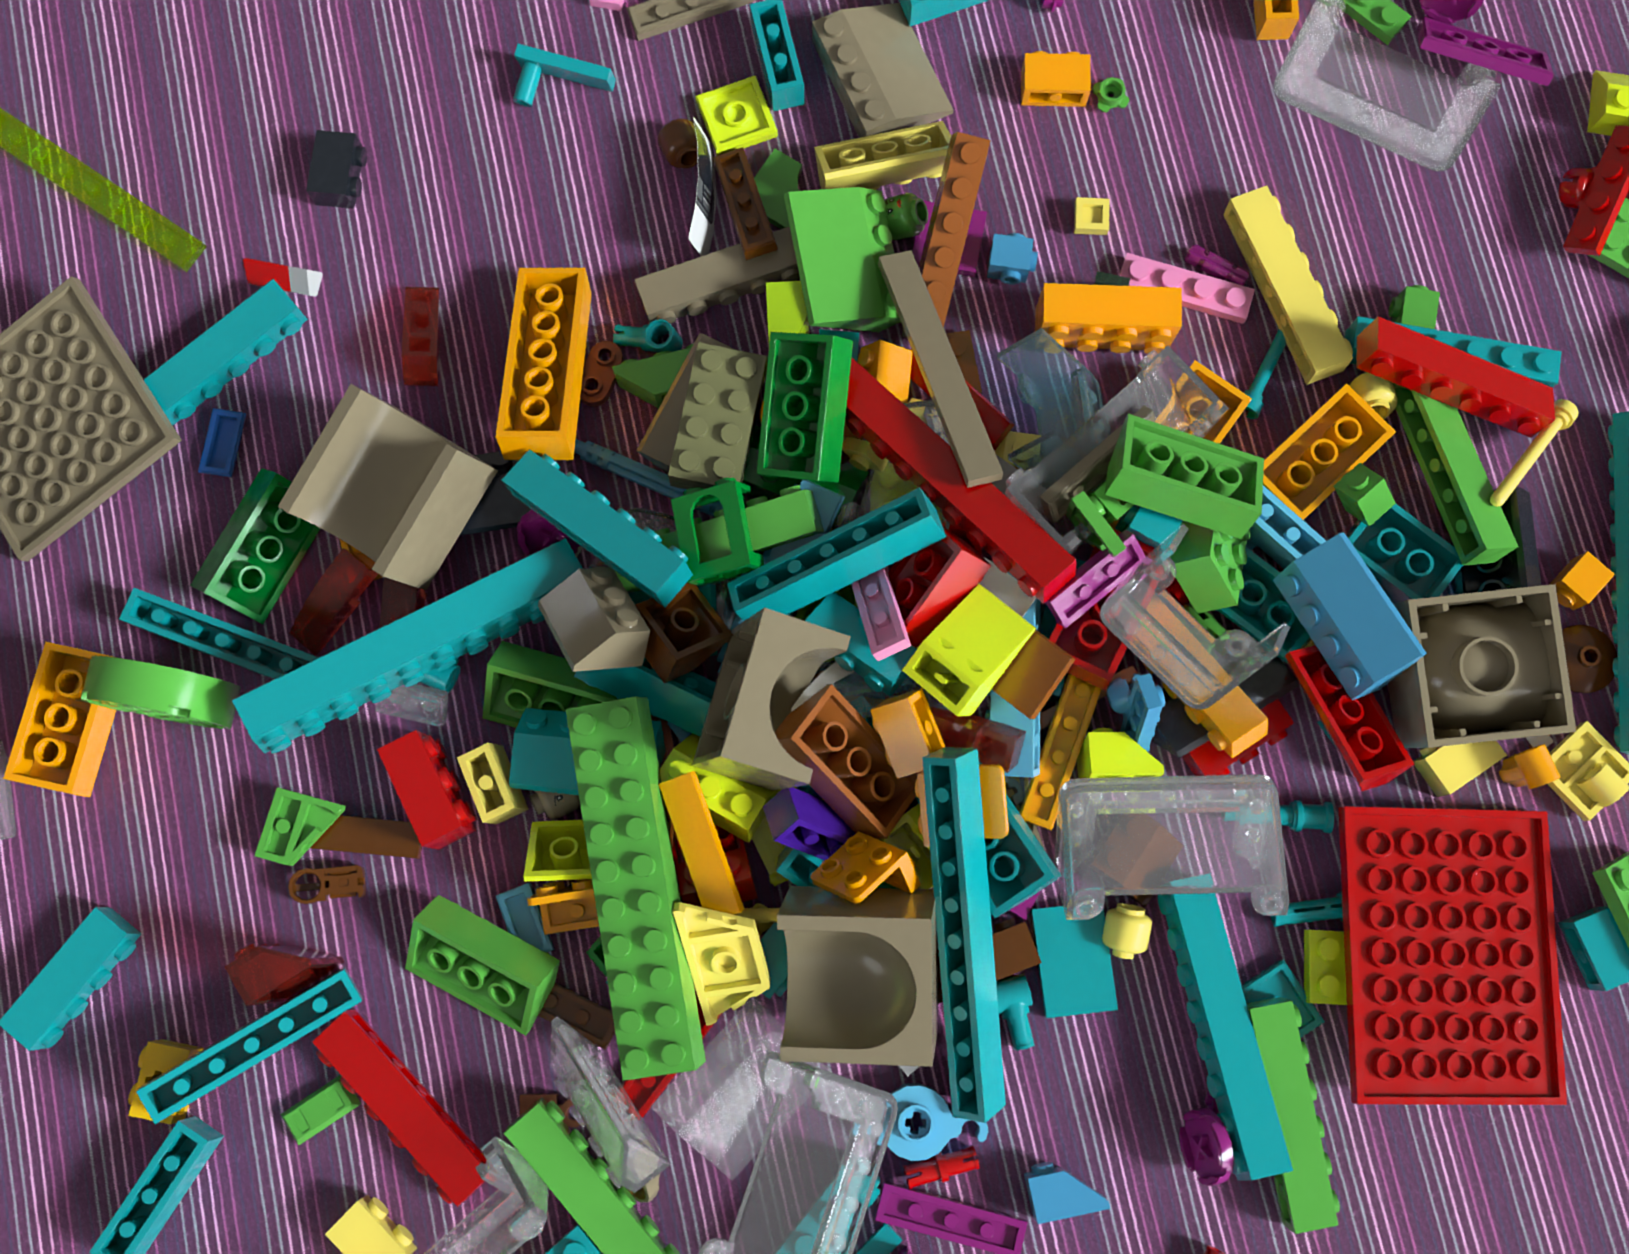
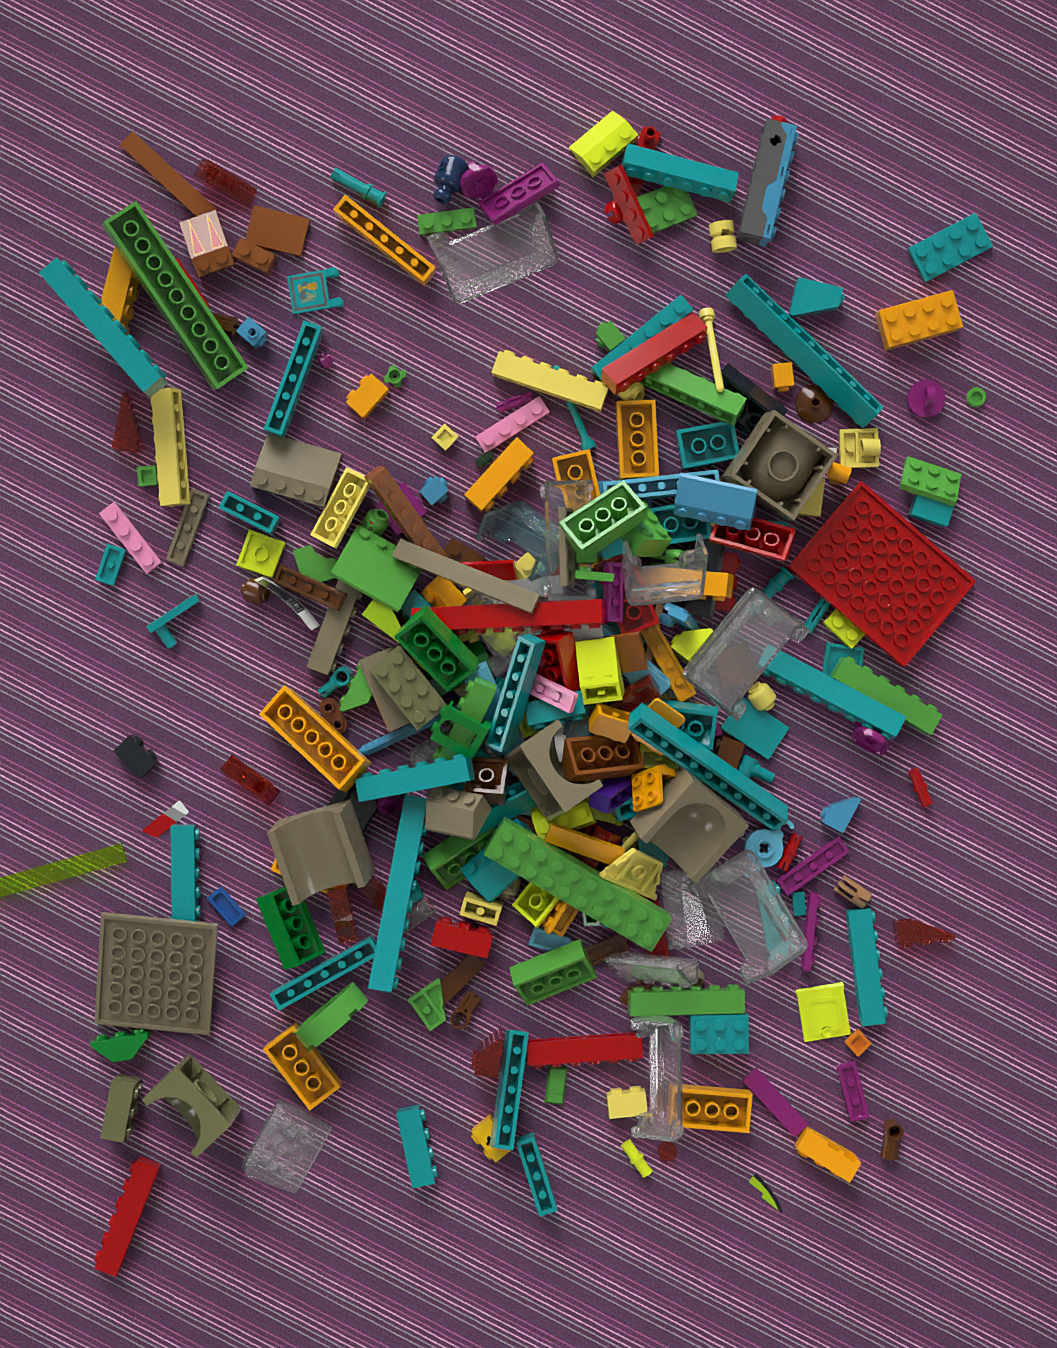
camera: 50 degrees left, 10 degrees up
(1364, 494) = (670, 441): bright green brick -> none

